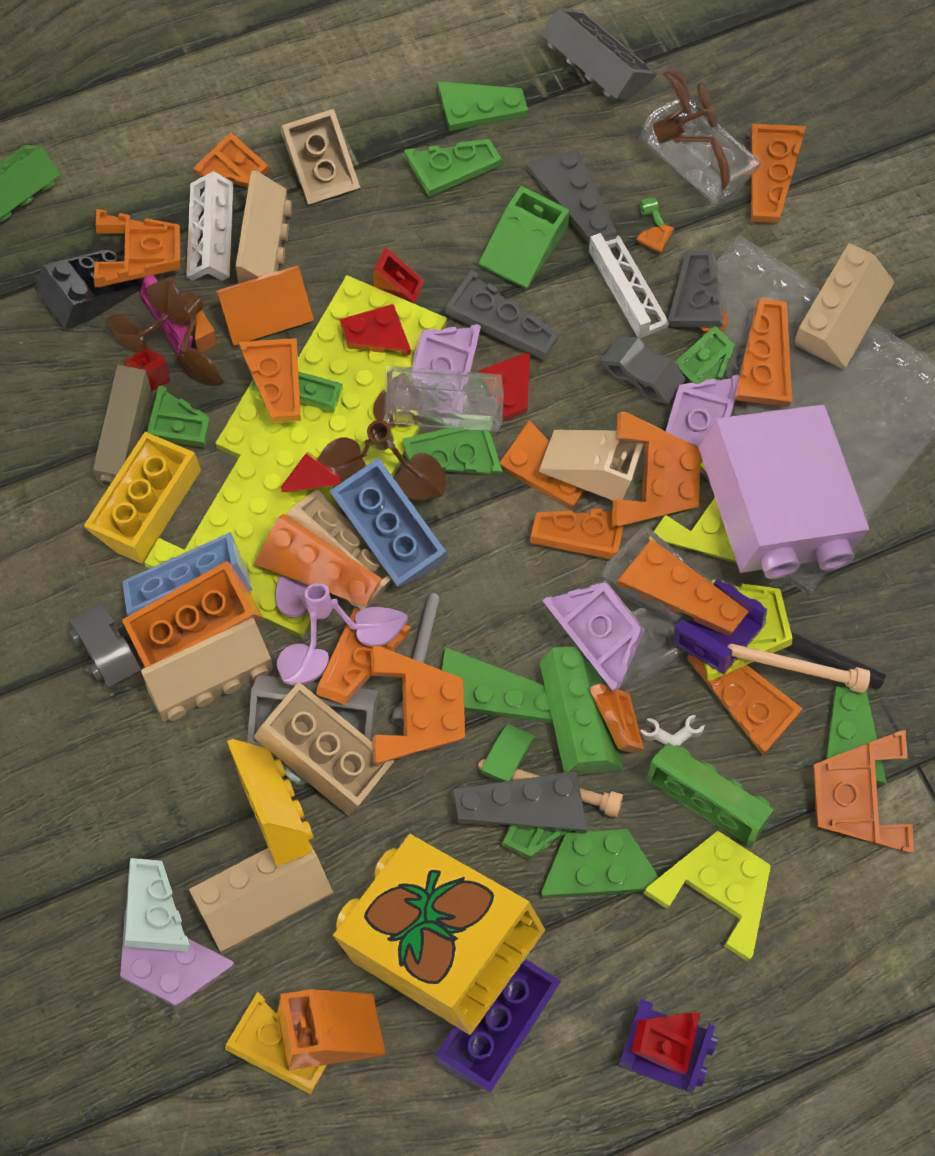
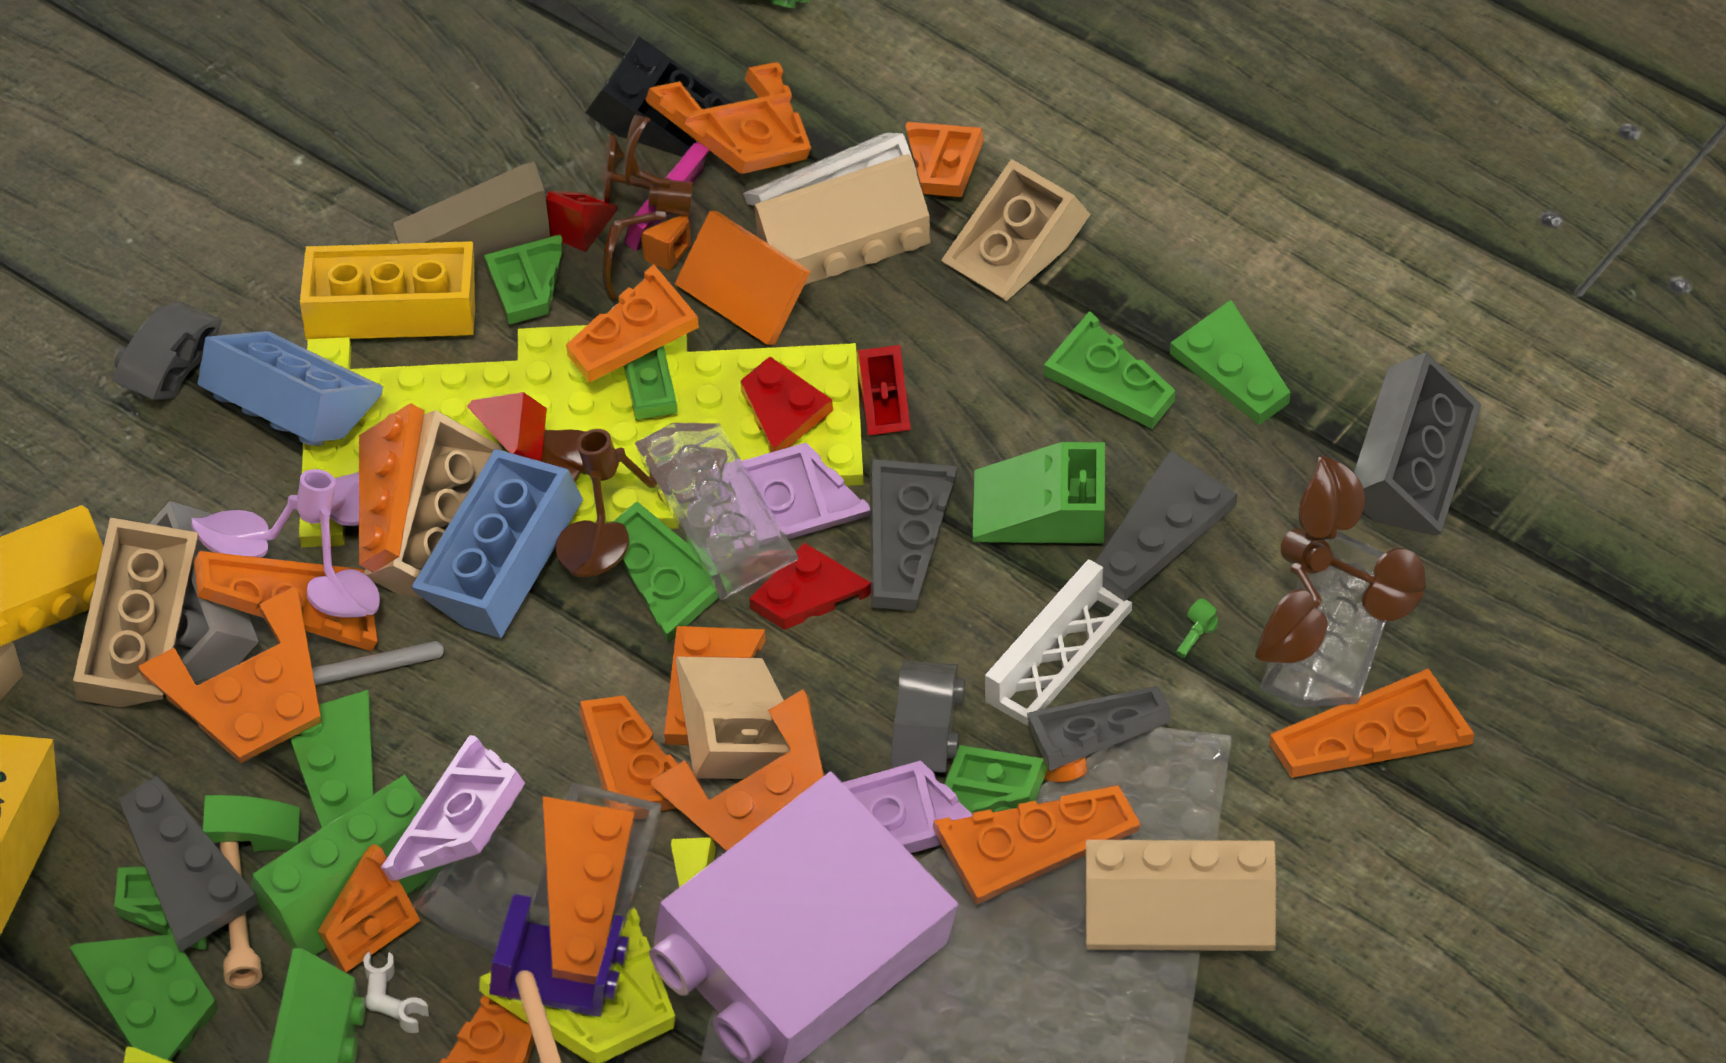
camera: 65 degrees right, 15 degrees down
(191, 614) = (235, 404): orange slope -> none
(207, 670) = (183, 454): tan slope -> none
(656, 237) = (1157, 646): orange tile -> none

